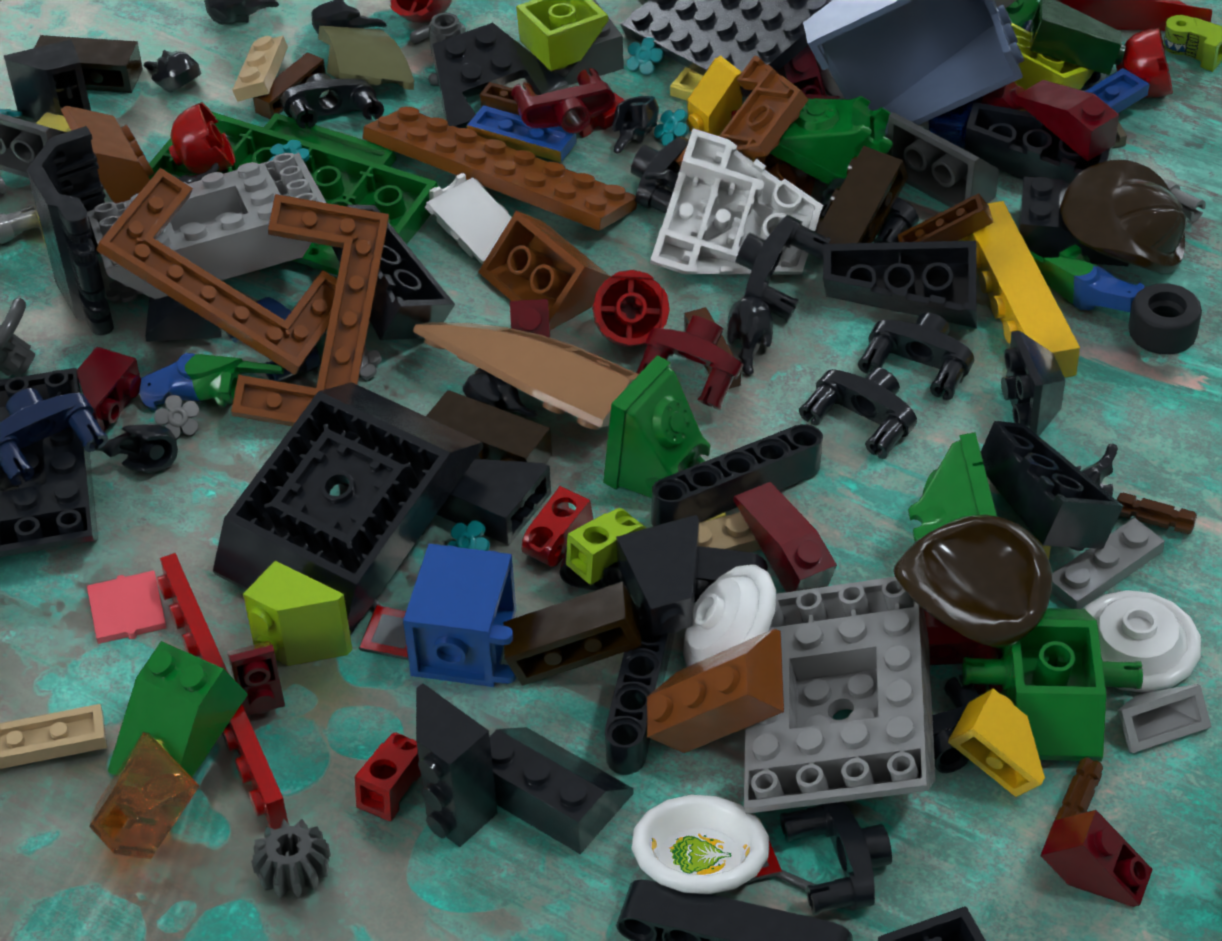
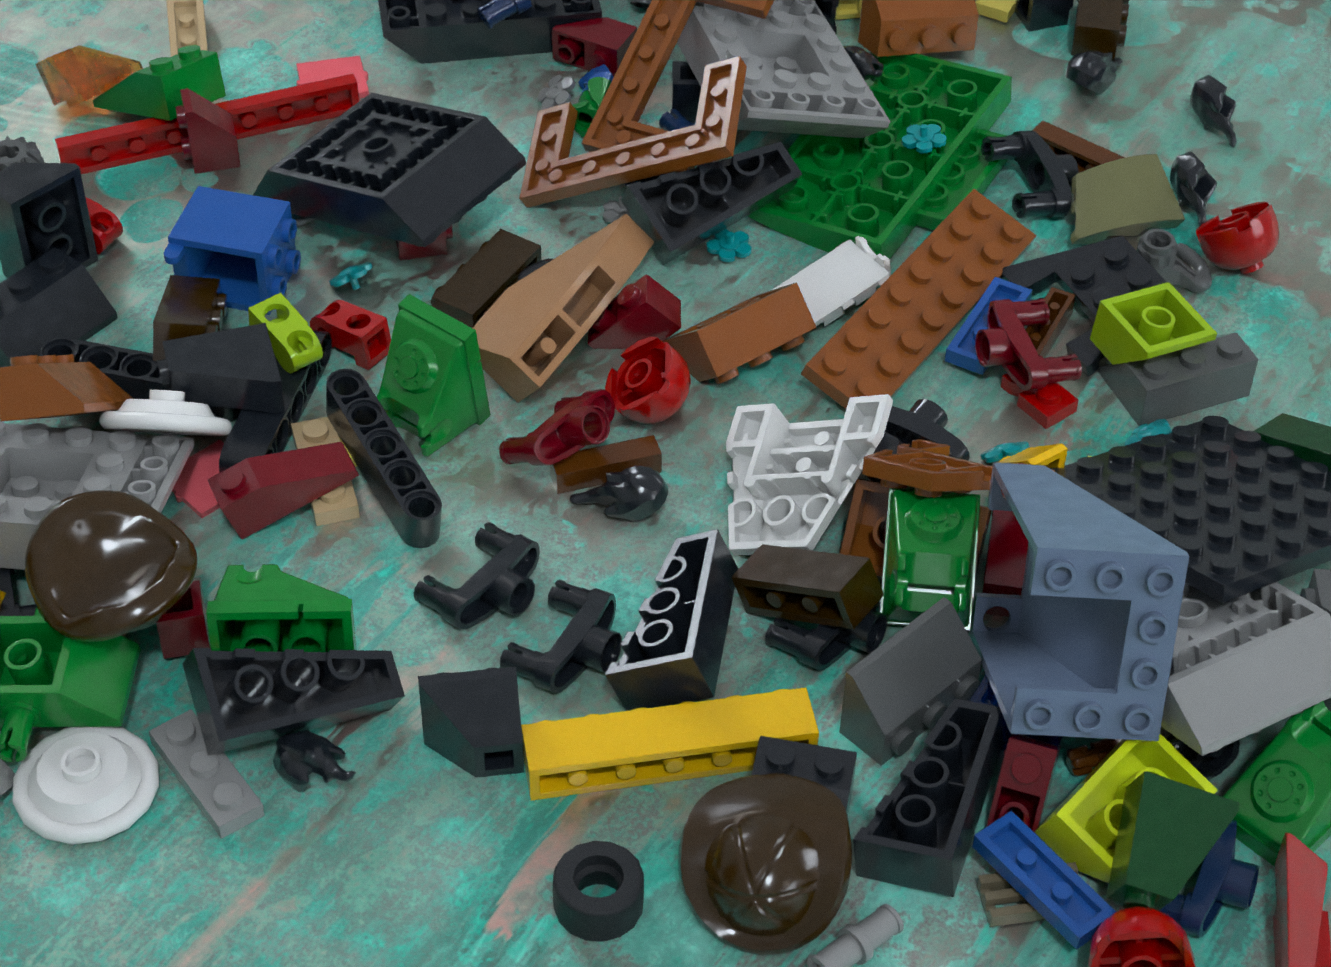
camera: 90 degrees right, 0 degrees up
(147, 446) = (514, 76): black piece -> none
(199, 142) = (928, 68): red cylinder -> none
(260, 67) = (1095, 124): tan plate -> none
(297, 616) = (261, 138): lime slope -> none
(499, 496) = (400, 272): black slope -> none
(634, 120) = (1017, 420): black piece -> none
(764, 255) = (724, 497): black connector -> none
(952, 223) = (769, 669): reddish brown piece -> none
(1073, 116) = (948, 793): dark red slope -> none
(1084, 282) = (667, 808): animal -> none
(1157, 513) = (269, 830): reddish brown axle -> none

